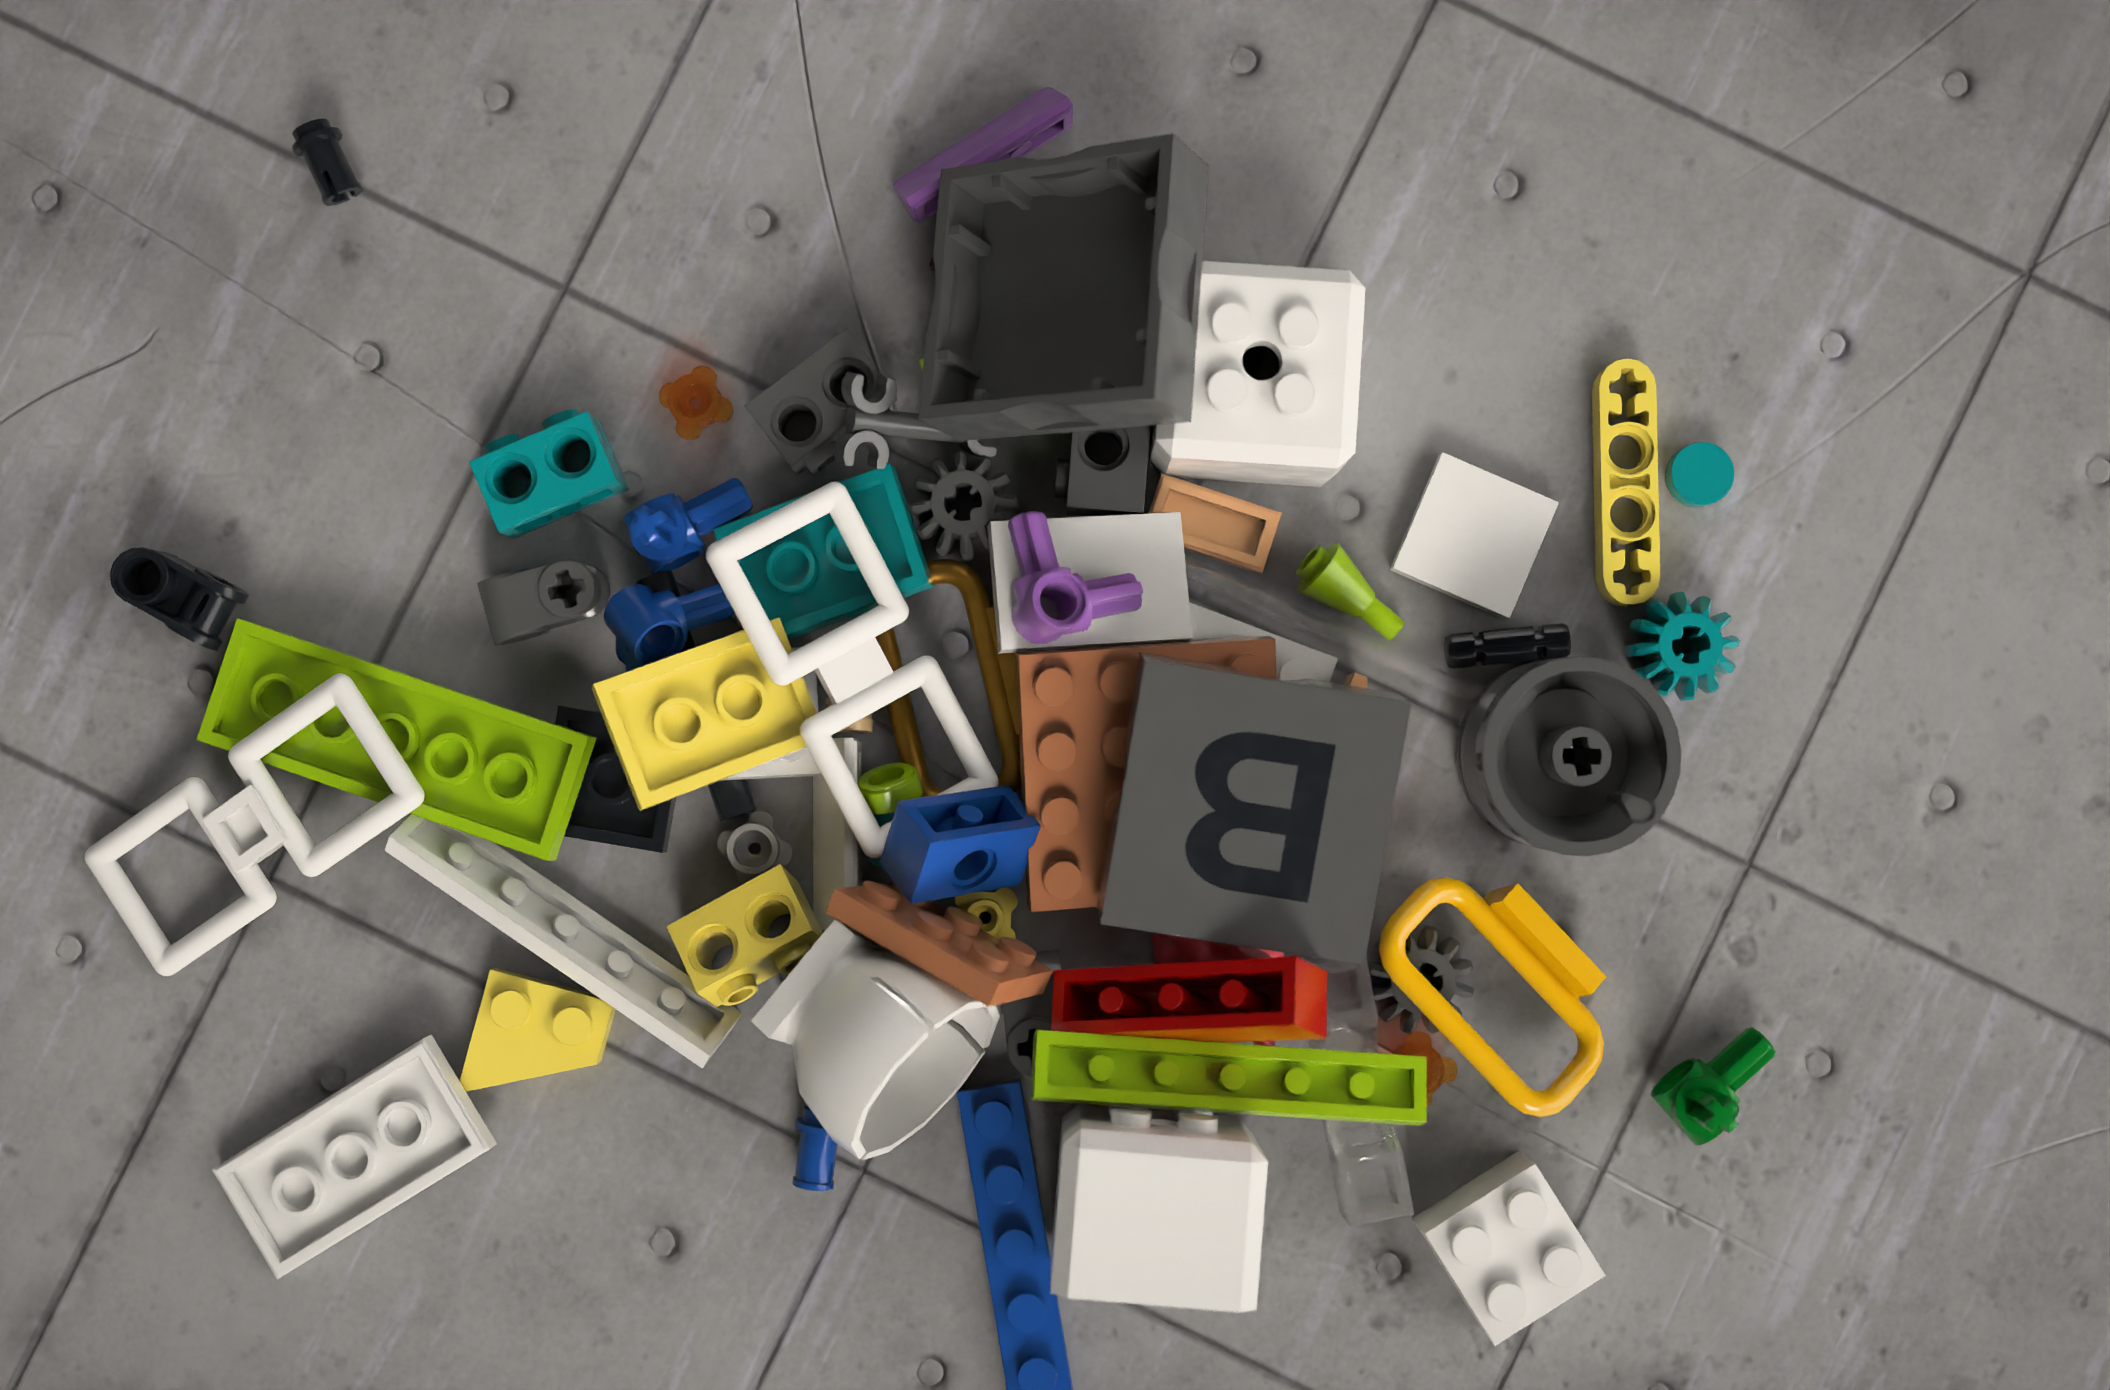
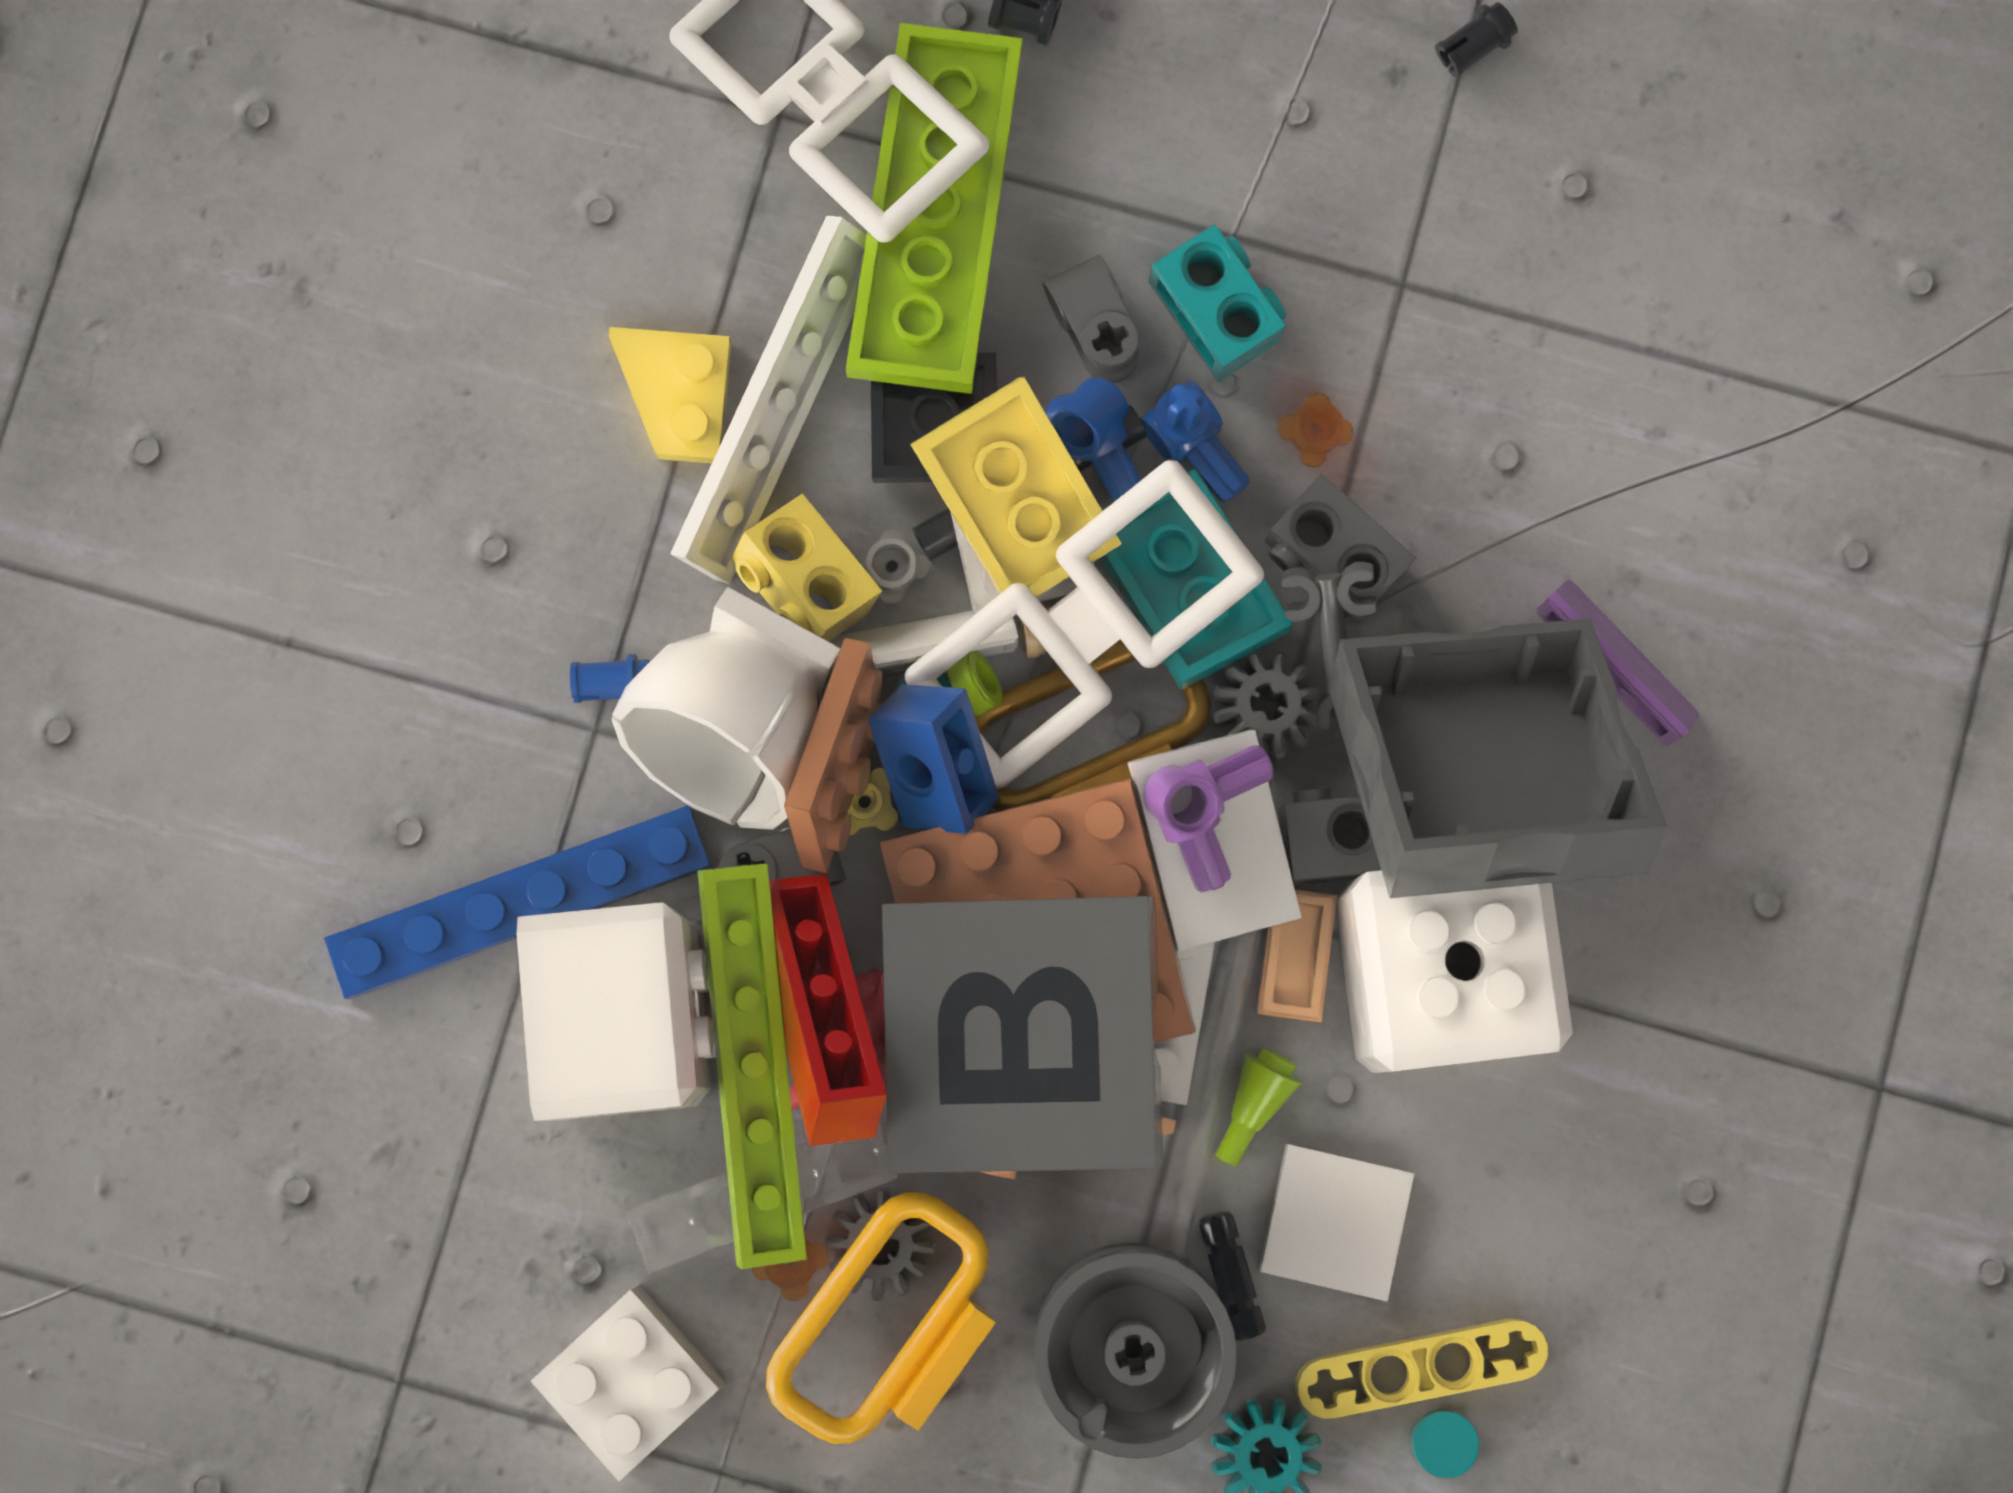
camera: 75 degrees right, 5 degrees down
(354, 1156) = (529, 243): white tile -> none

